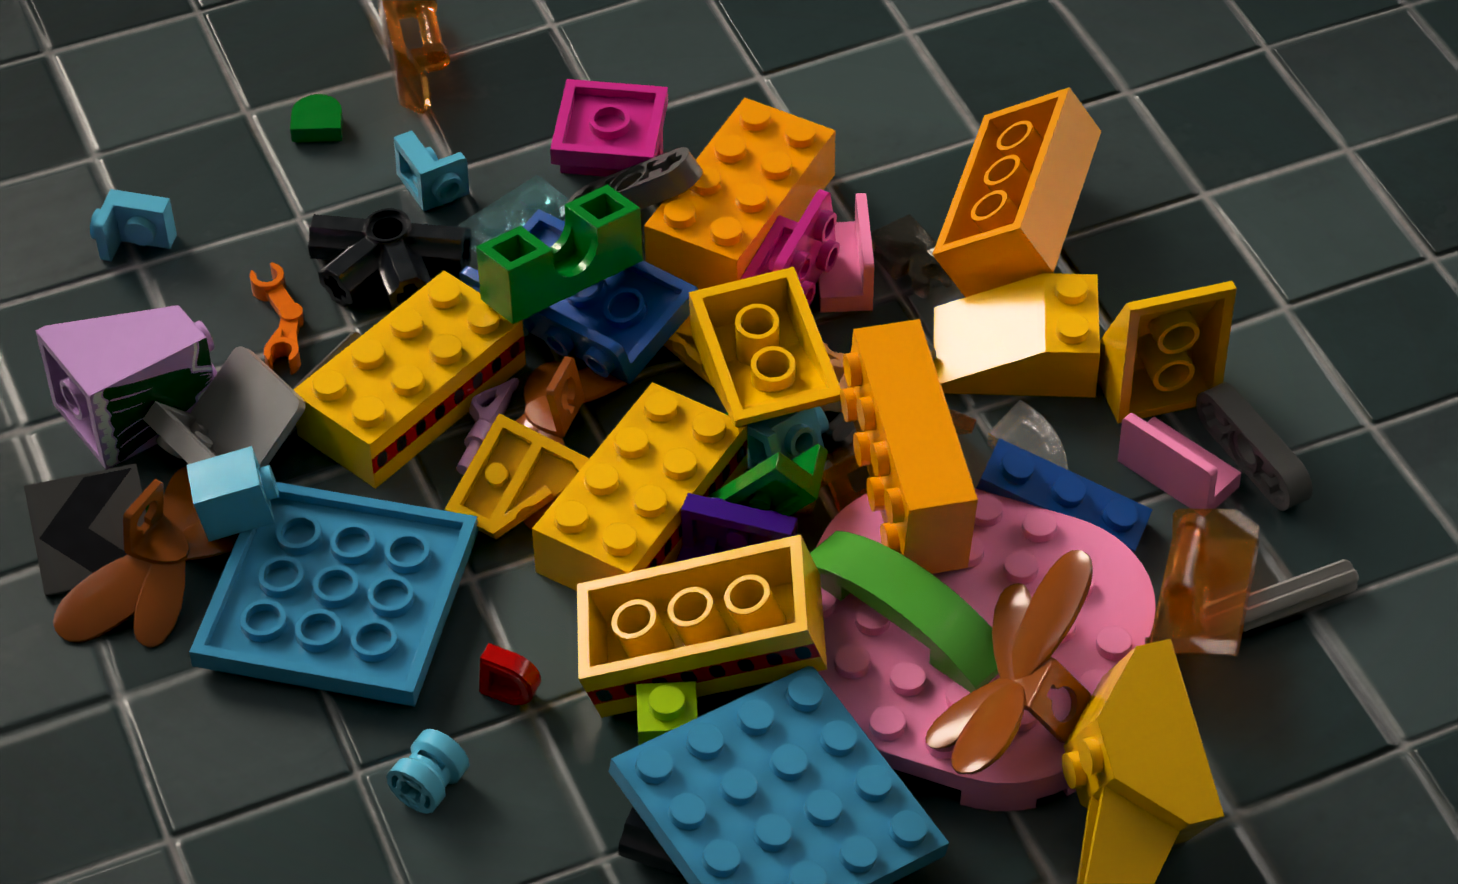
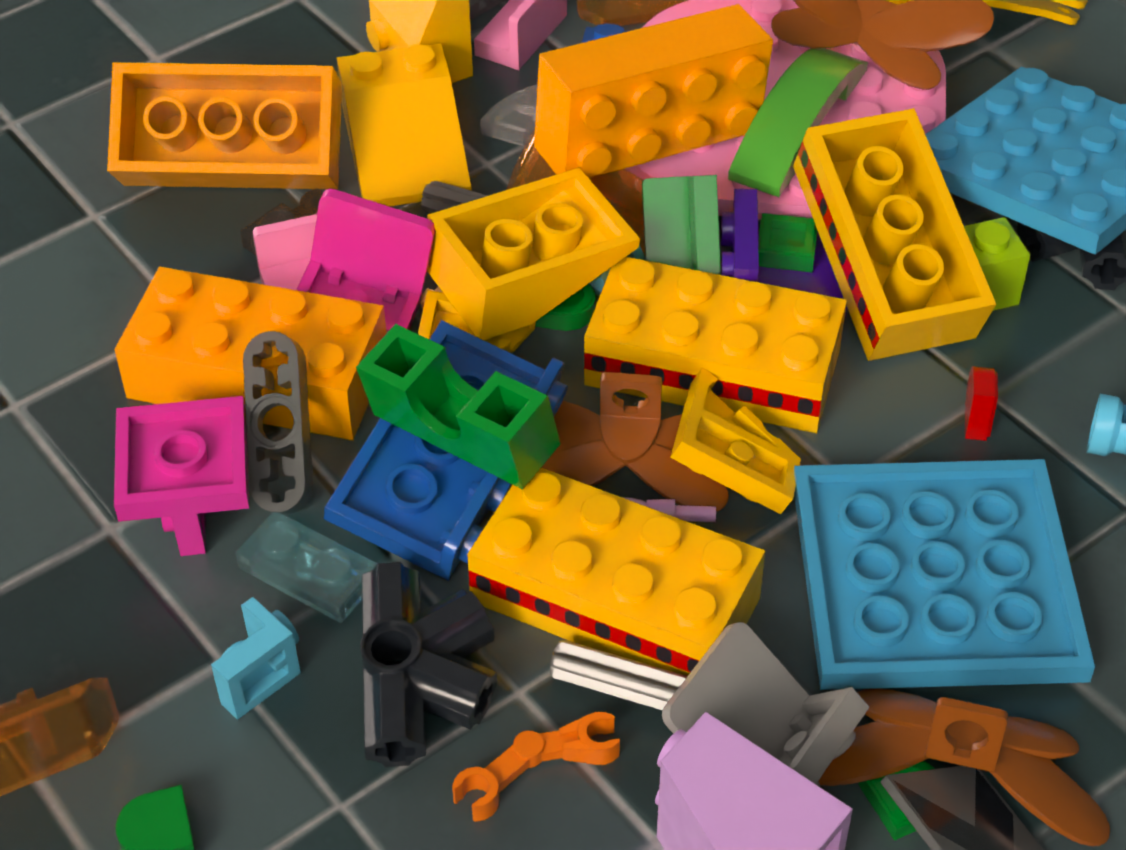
camera: 105 degrees left, 0 degrees up
(232, 493) = (884, 666): medium azure brick -> none

